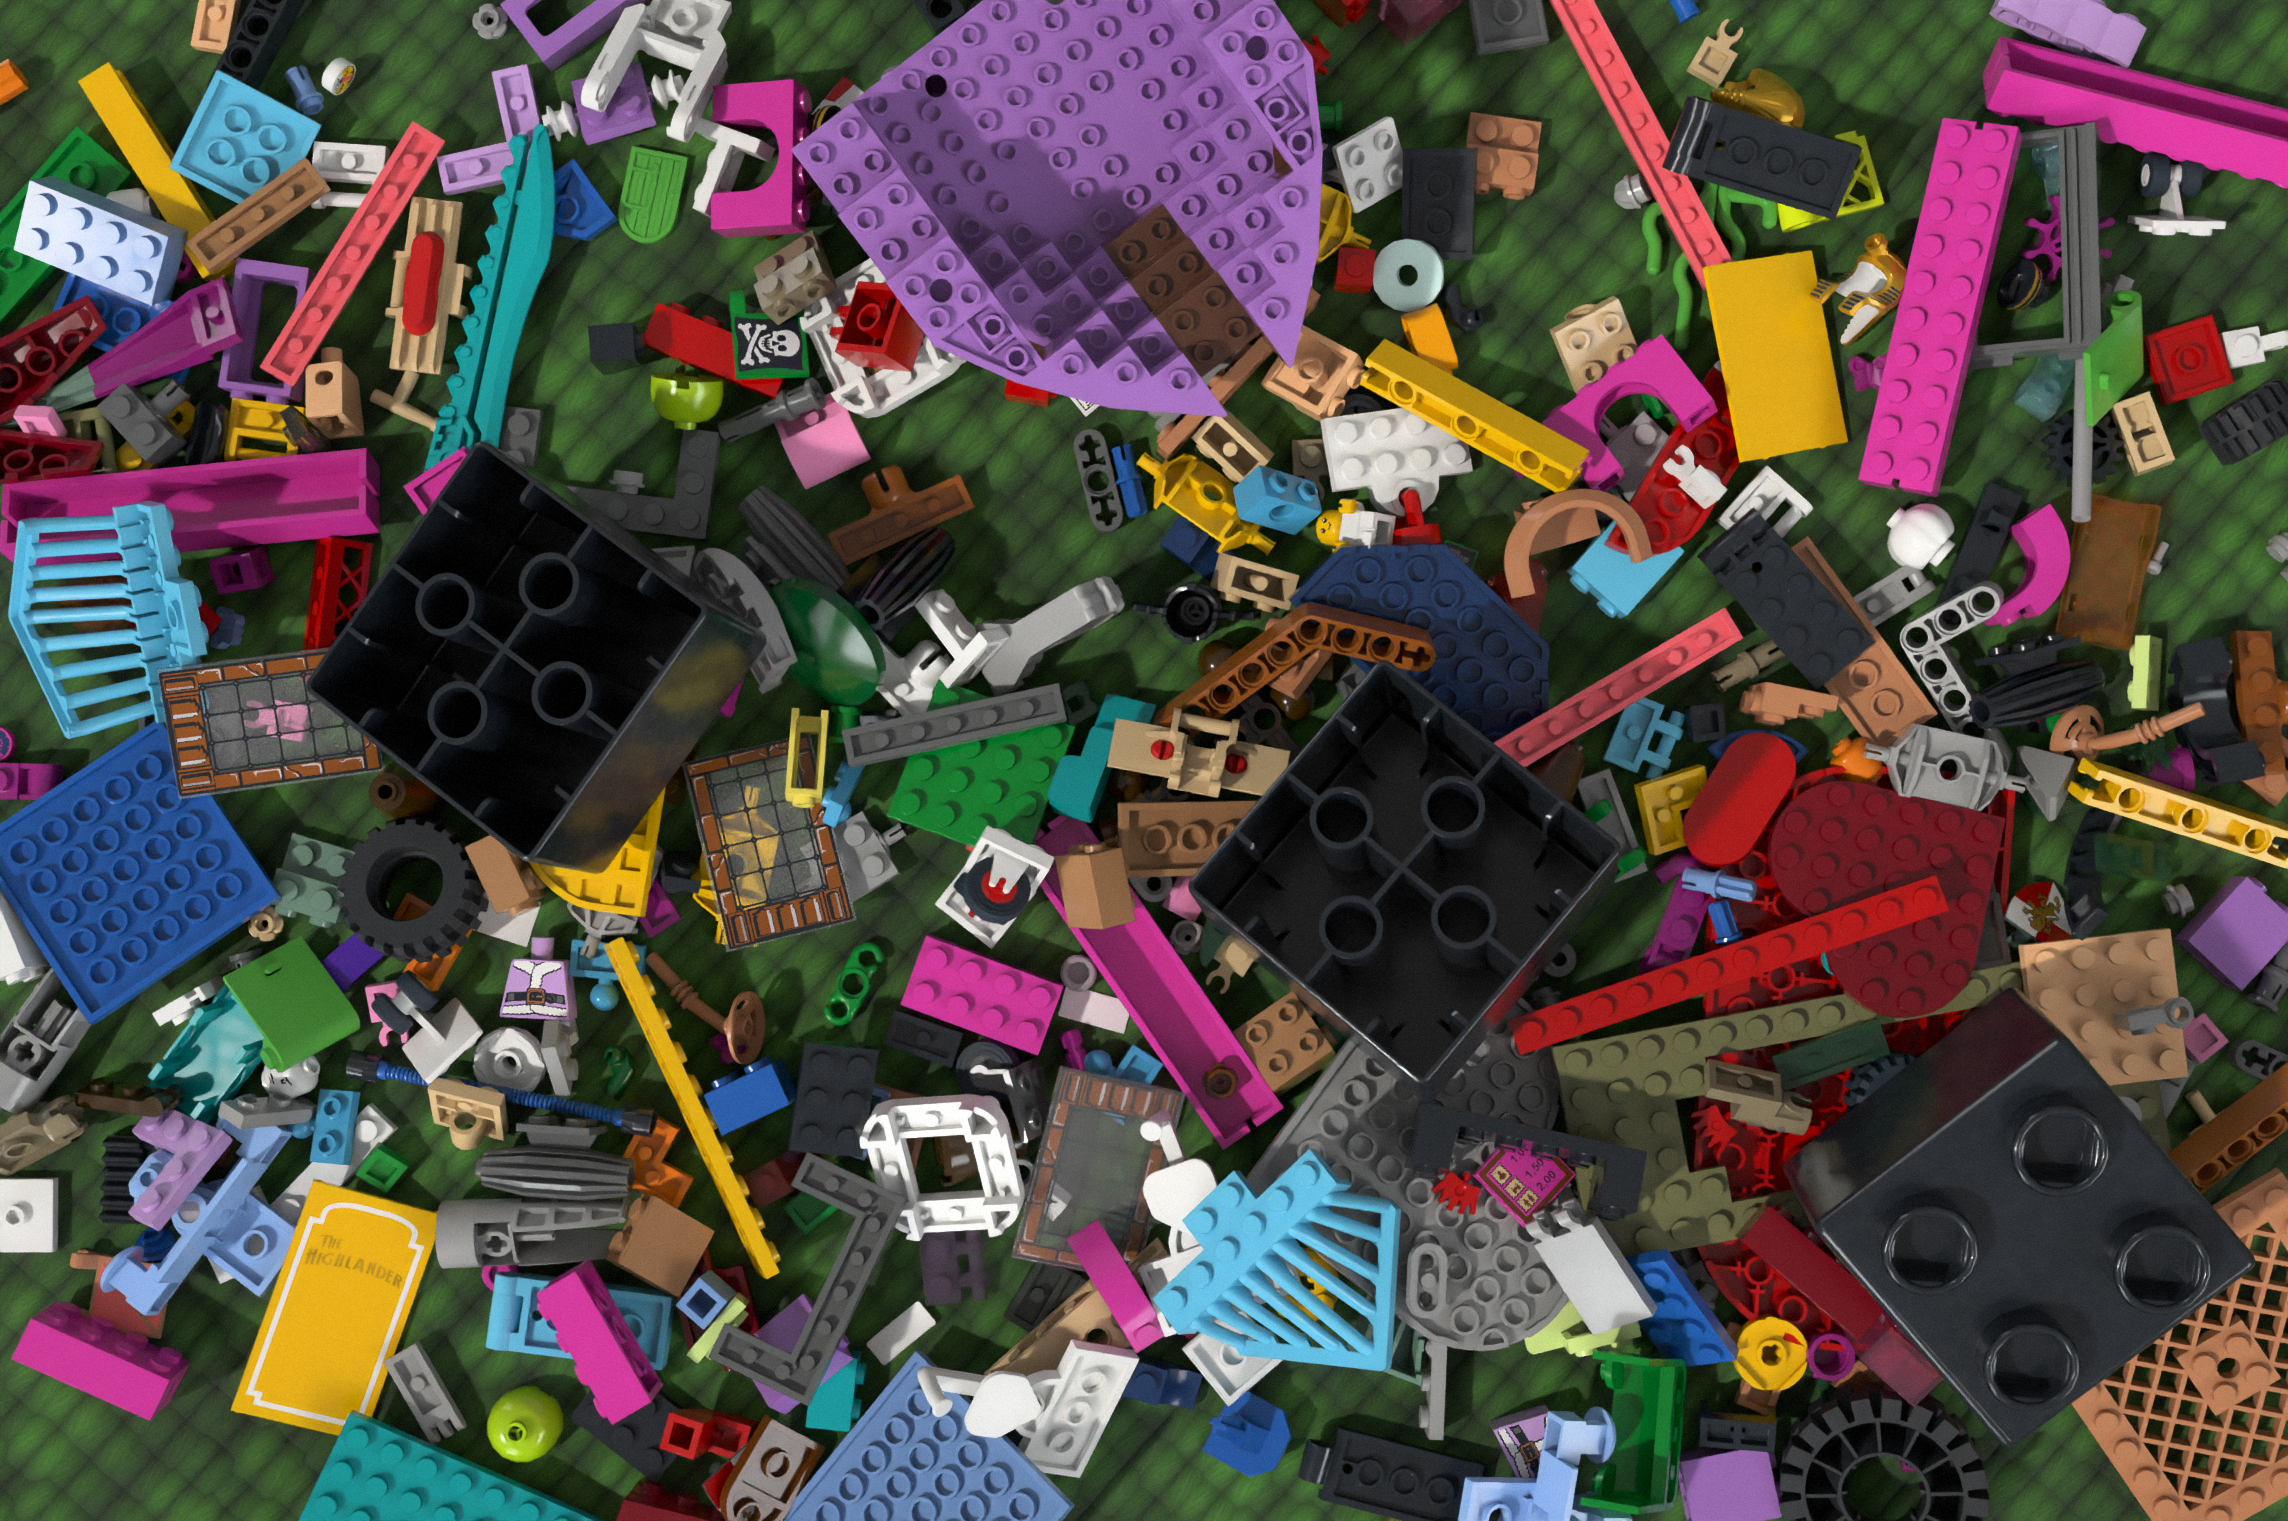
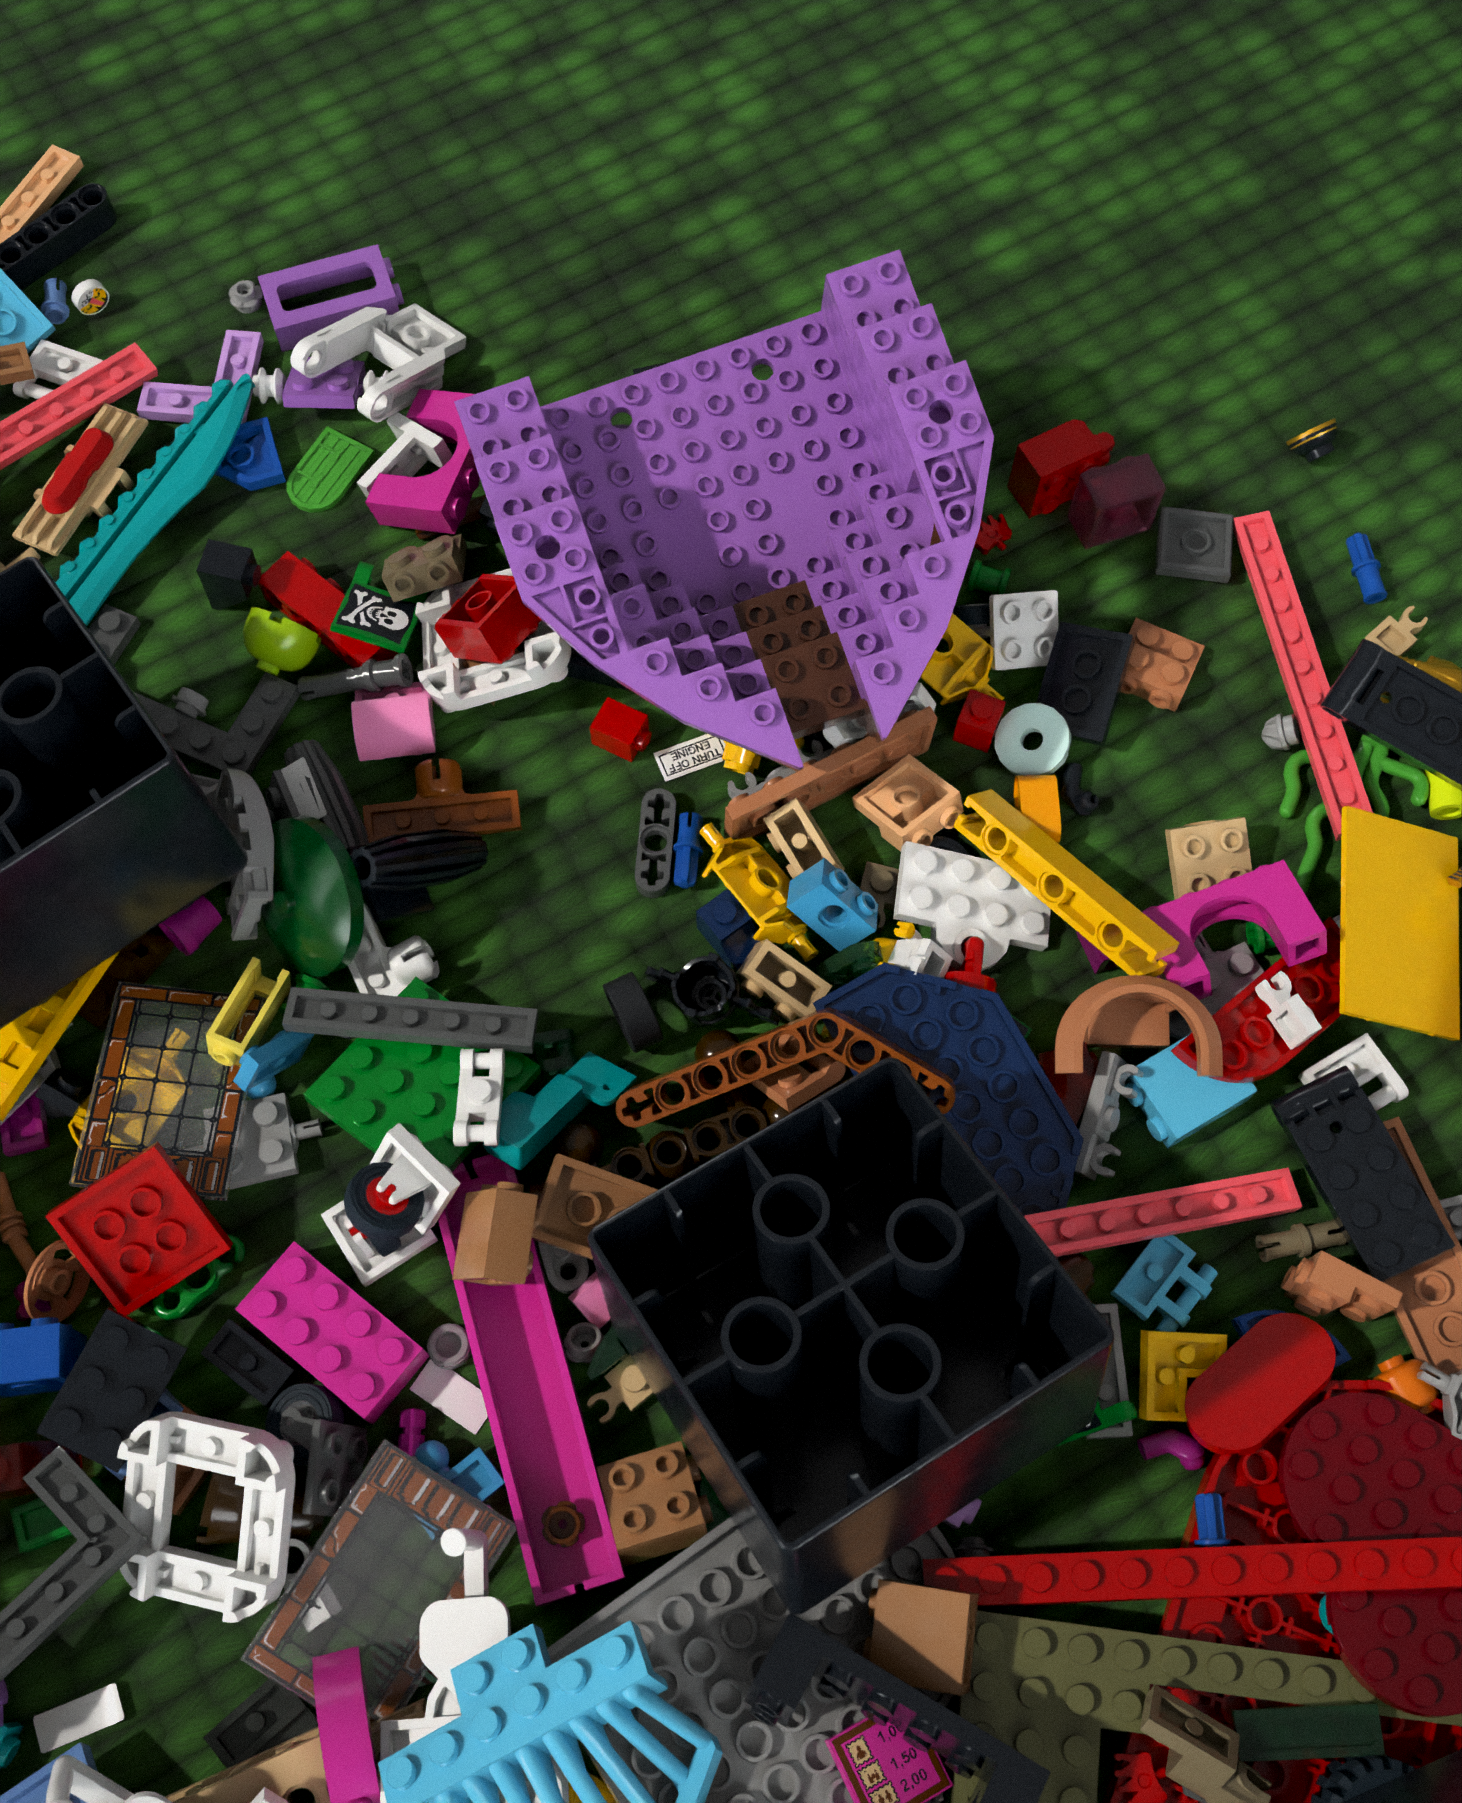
camera: 15 degrees right, 20 degrees down
(759, 528) = (305, 803): none -> white sticker
(798, 968) = (139, 1229): none -> red plate
(941, 1267) = (159, 1647): clear purple plate -> none
(959, 637) = (460, 949): white bracket -> none
(1039, 776) = (479, 1098): none -> white plate
(1052, 624) = (575, 949): light grey arm -> none
(1134, 650) = (633, 1012): none -> black tyre
(1192, 768) = (637, 1135): tan piece -> none
(1315, 543) = (849, 963): none -> clear green plate
(1457, 1191) = (801, 1756): red piece -> none
(1524, 1079) = (923, 1634): none -> medium nougat brick
(1558, 612) = (1103, 1114): none -> light grey plate
(1567, 966) = (988, 1513): dark grey plate -> none
(1677, 928) = (1156, 1510): magenta plate -> none
(1705, 722) = (1238, 1286): black plate -> none
(1719, 884) = (1215, 1473): medium blue axle -> none

